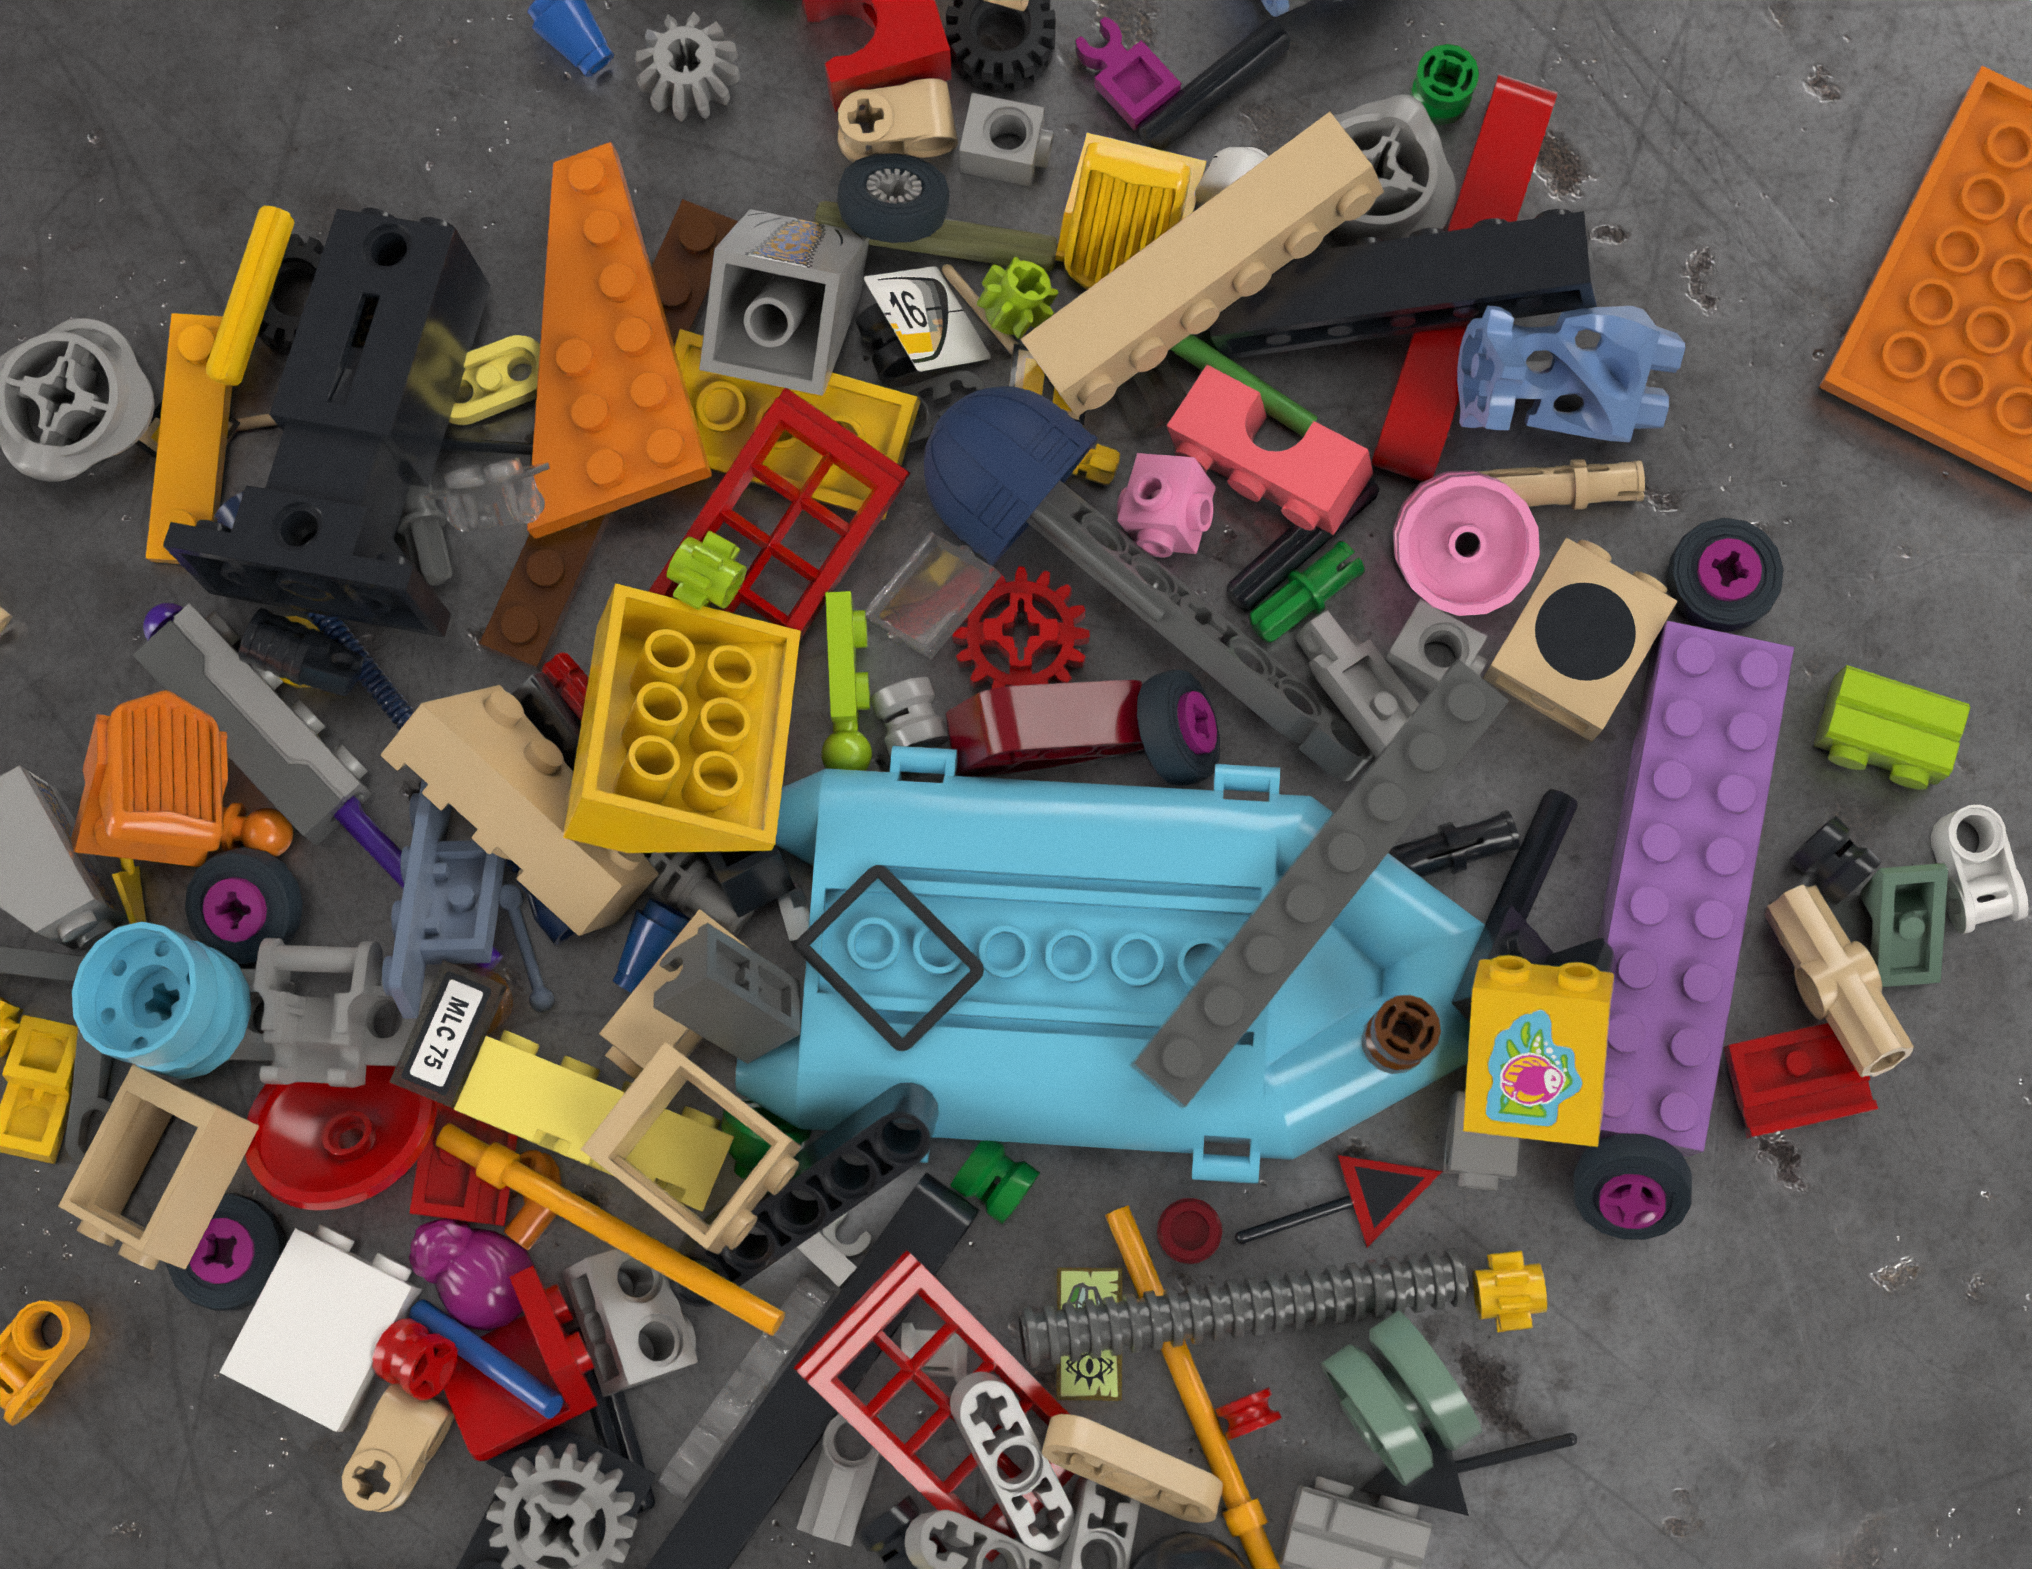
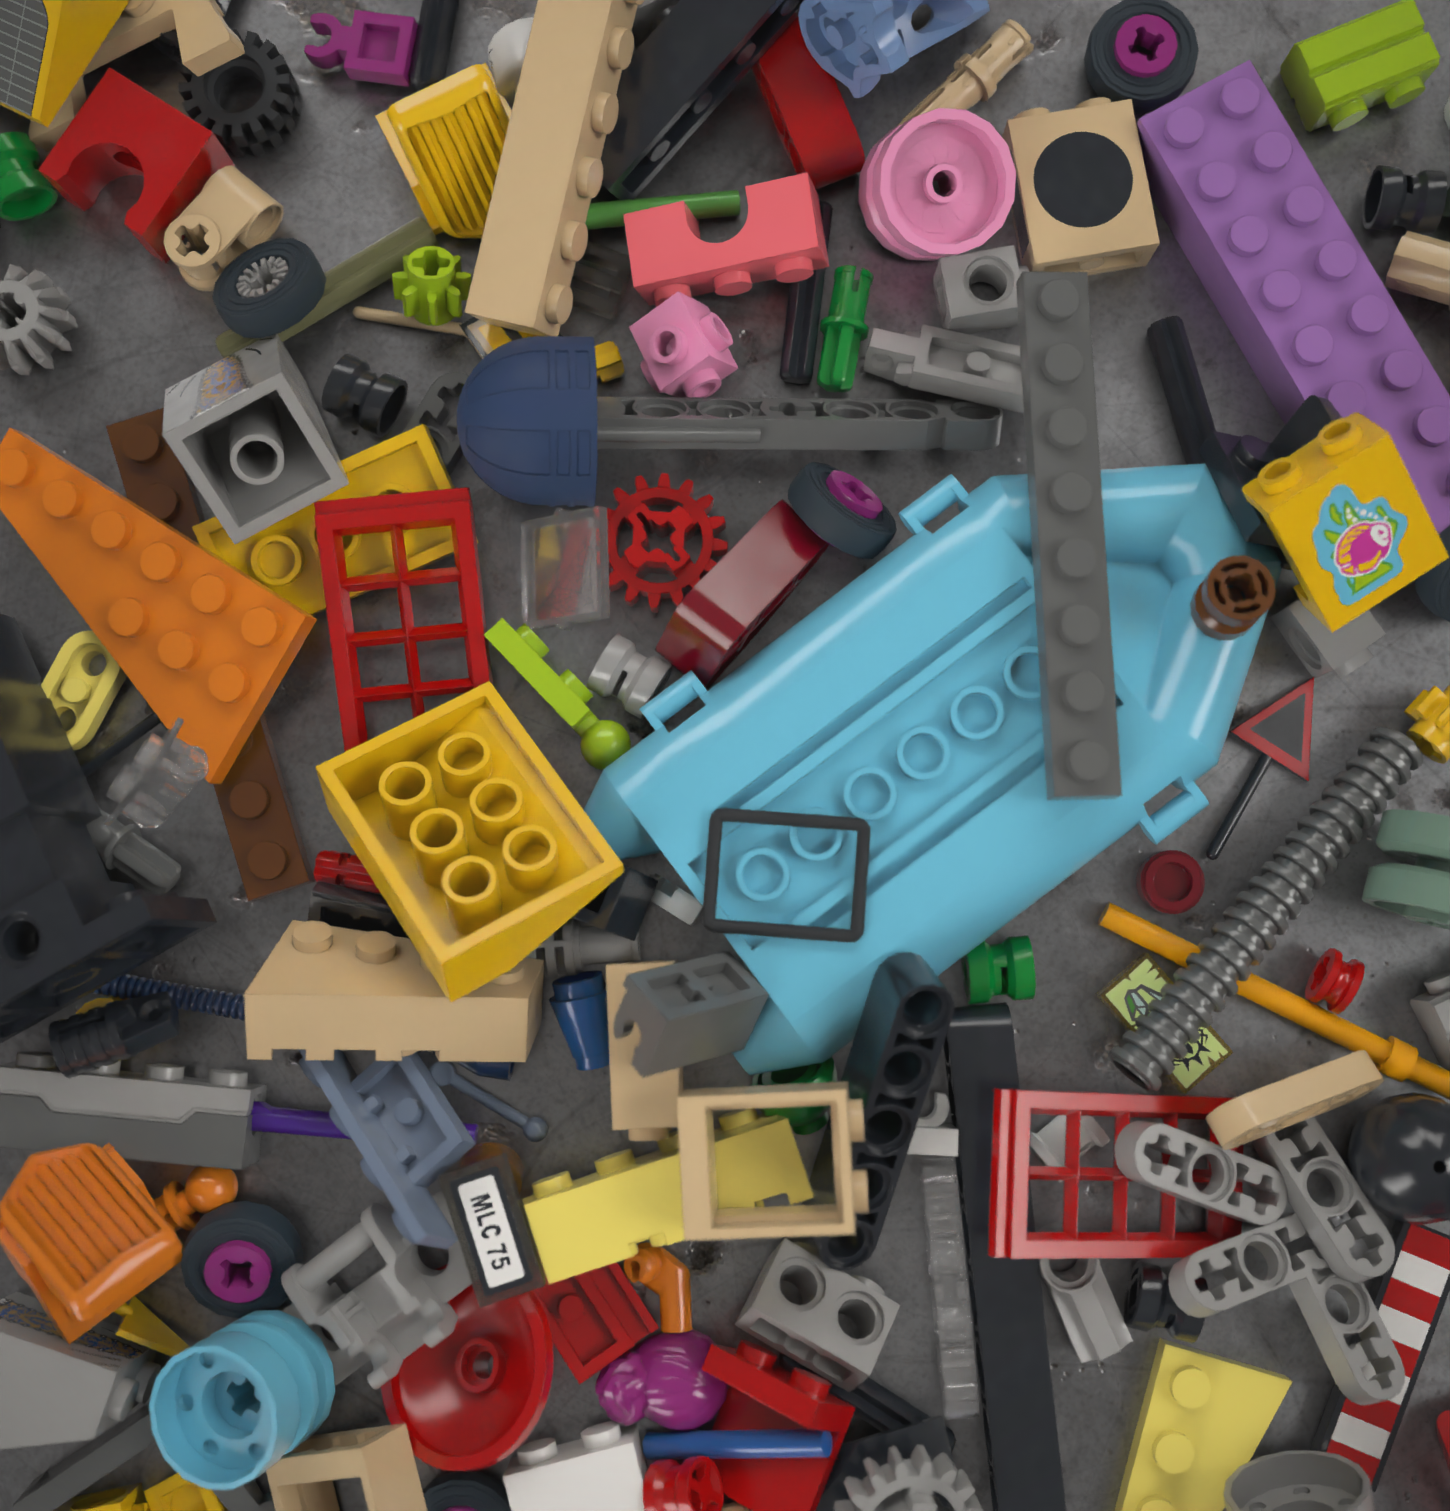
camera: 35 degrees left, 5 degrees up
(503, 1168) = (620, 1290): light orange bar -> none
(706, 571) = (378, 696): lime gear -> none
(927, 318) = (376, 359): sticker -> none
(994, 116) = (295, 160): light grey brick -> none
(1492, 833) = (1122, 422): black pin -> none

